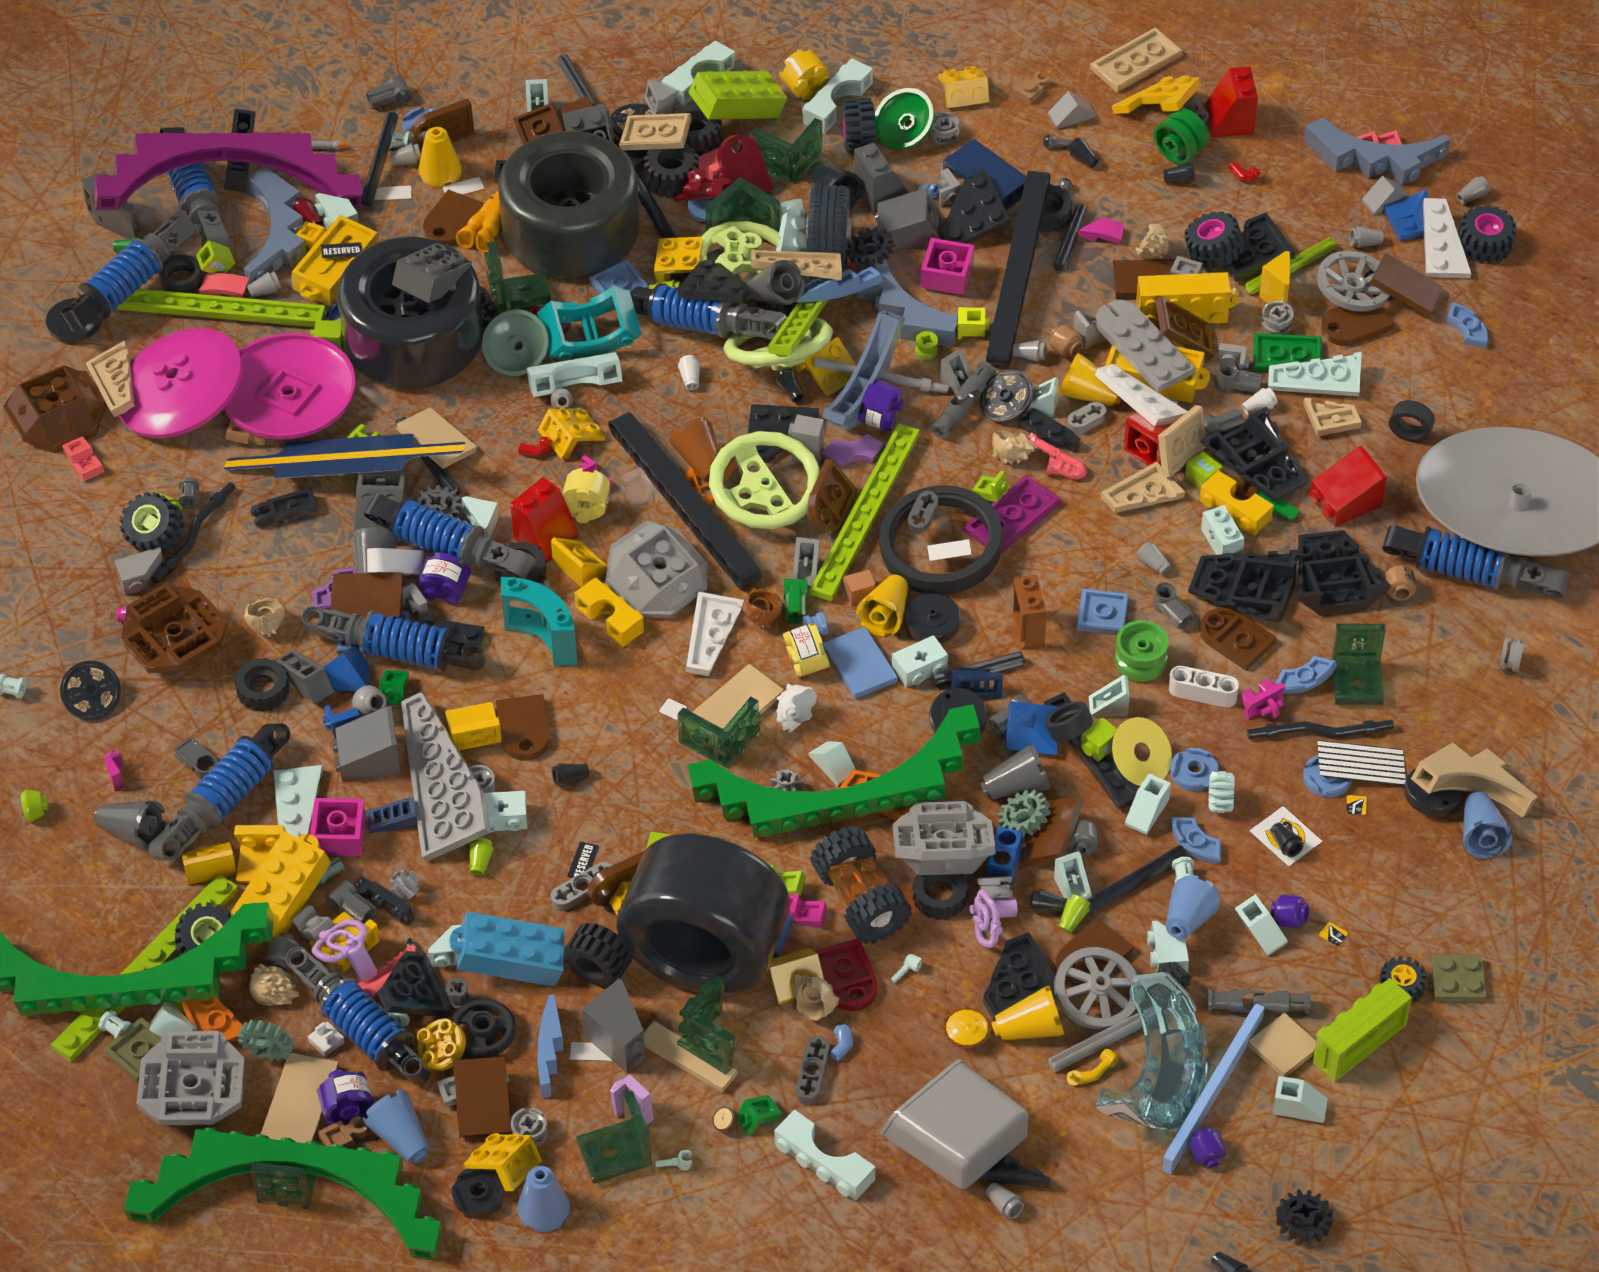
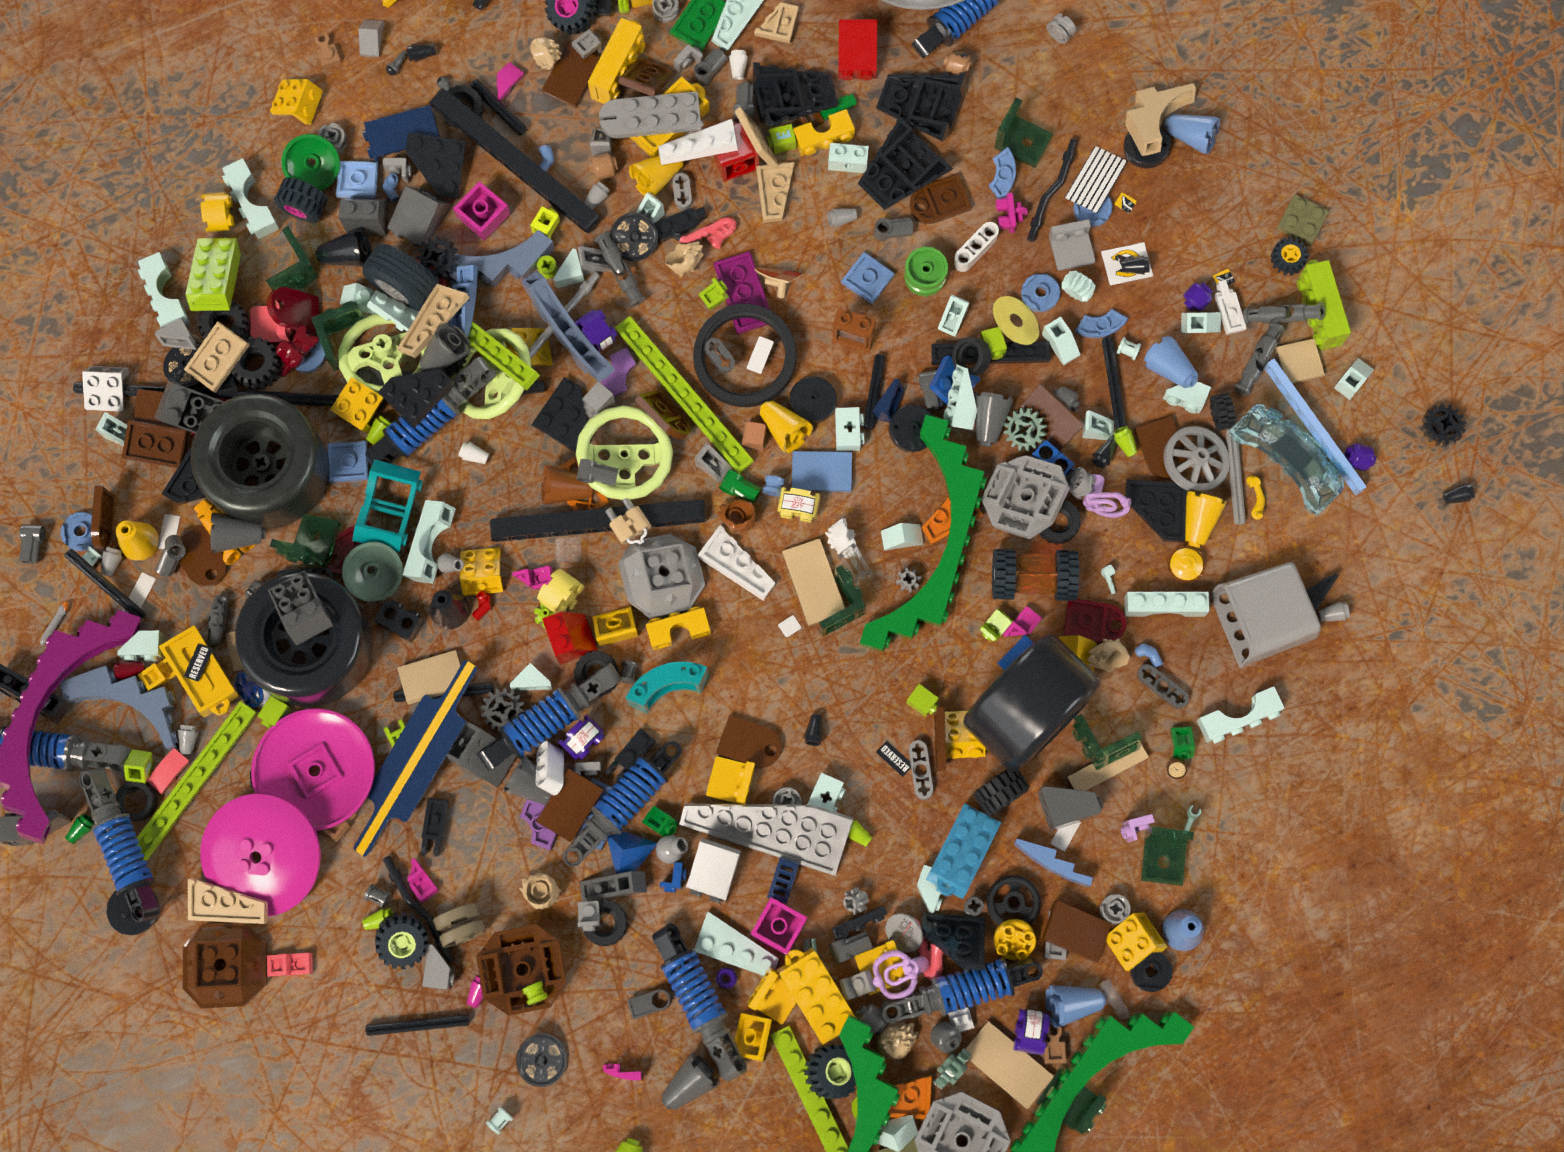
camera: 60 degrees left, 25 degrees up
(75, 582) = (417, 1025): none -> black axle
(153, 643) = (535, 993): none -> lime wheel
(192, 561) = (459, 925): none -> dark tan wheel
(222, 524) = (421, 882): none -> dark pink slope
(257, 807) = (726, 985): none -> dark purple plate
(259, 660) = (588, 915): none -> light grey bracket
(303, 1020) = (945, 1037): none -> dark grey head
(393, 940) = (905, 932): none -> light grey piece
(428, 1168) = (1114, 999): none -> clear axle
(437, 192) = (170, 557): none -> dark grey piece
(479, 389) = (396, 624): none -> black brick
(483, 213) = (234, 533): none -> dark grey cone
(515, 416) = (449, 609): none -> black cone
(574, 75) = (104, 388): none -> bracket
(691, 516) = (630, 524): none -> tan piece
(723, 452) = (590, 472): none -> dark grey piece
(763, 723) = (861, 574): none -> clear tile
(914, 164) = (357, 179): none -> light blue plate
(920, 1044) = (1184, 603): none -> light aqua arch
(928, 362) = (569, 272): none -> light aqua slope
(1006, 742) = (961, 405): none -> light aqua slope
(1044, 297) = (547, 155): none -> medium blue arm
(1045, 531) = (778, 278): none -> shield
(1268, 770) = (1071, 245): none -> light grey bracket
(1297, 948) = (1230, 309): none -> white hinge
(1323, 990) = (1274, 314): none -> dark grey piece

